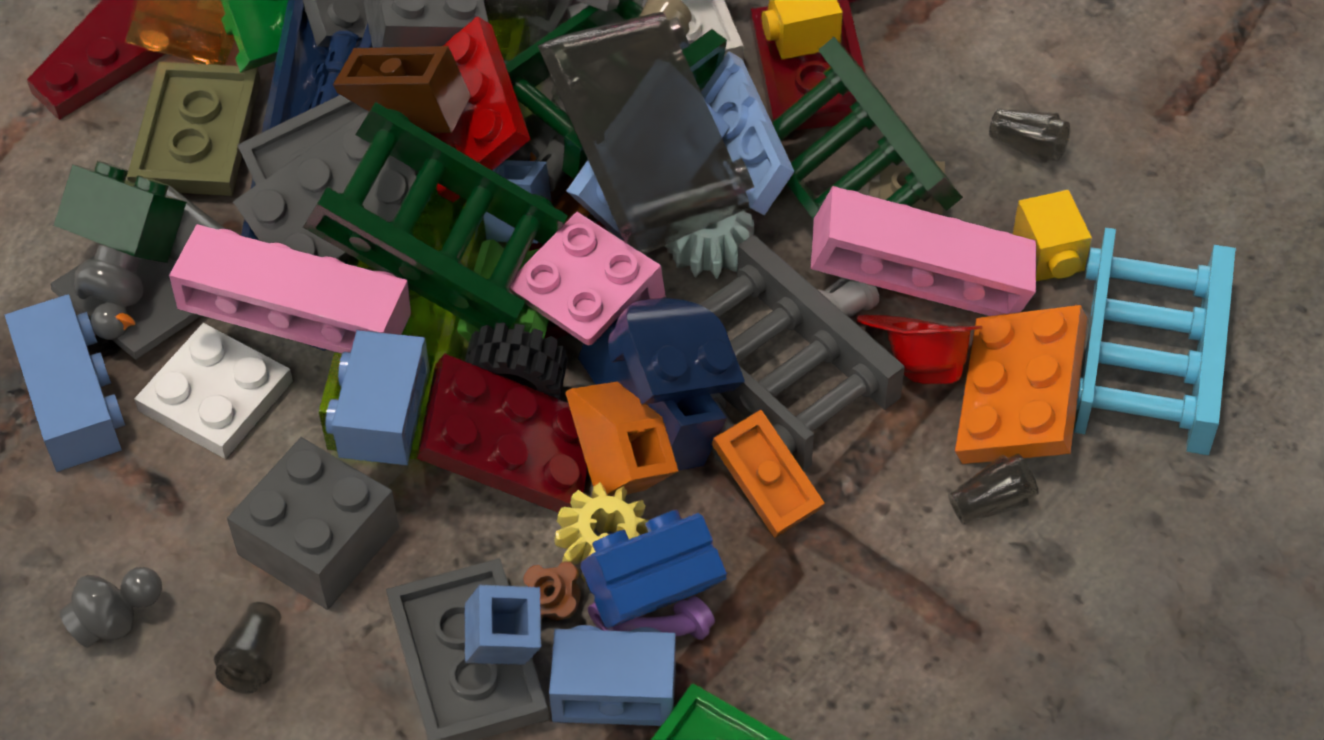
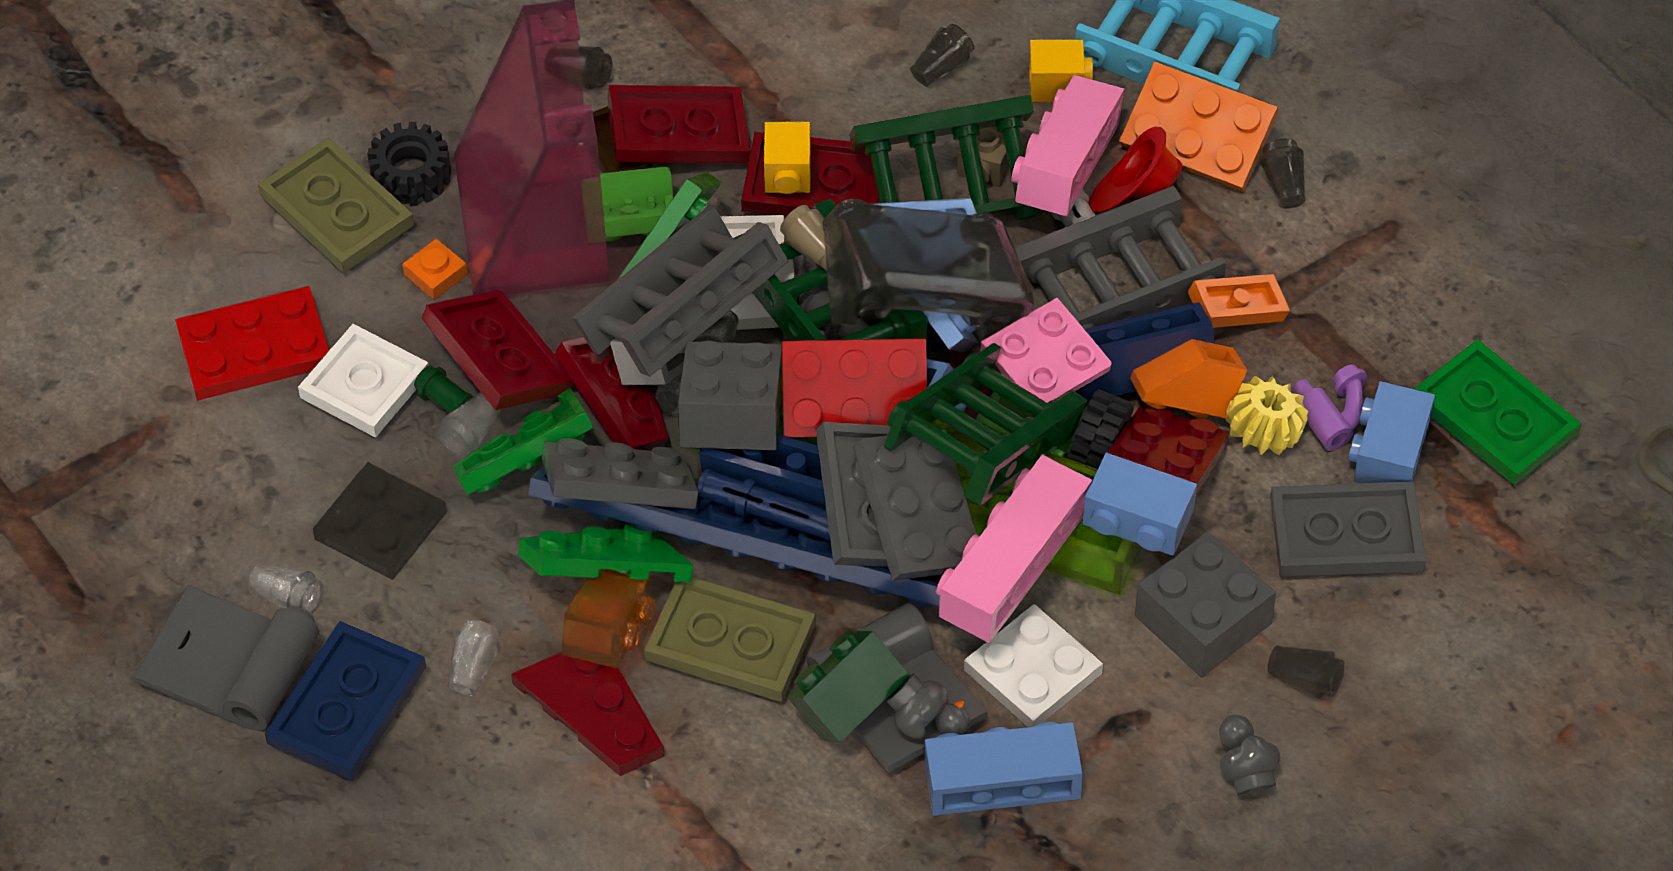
camera: 75 degrees left, 0 degrees up
(412, 80) = (858, 399): reddish brown slope -> none
(502, 624) = (1360, 475): medium blue brick -> none
(565, 598) = (1294, 469): dark orange plate -> none
(652, 568) = (1327, 378): blue brick -> none
(674, 350) = (1139, 308): dark blue slope -> none

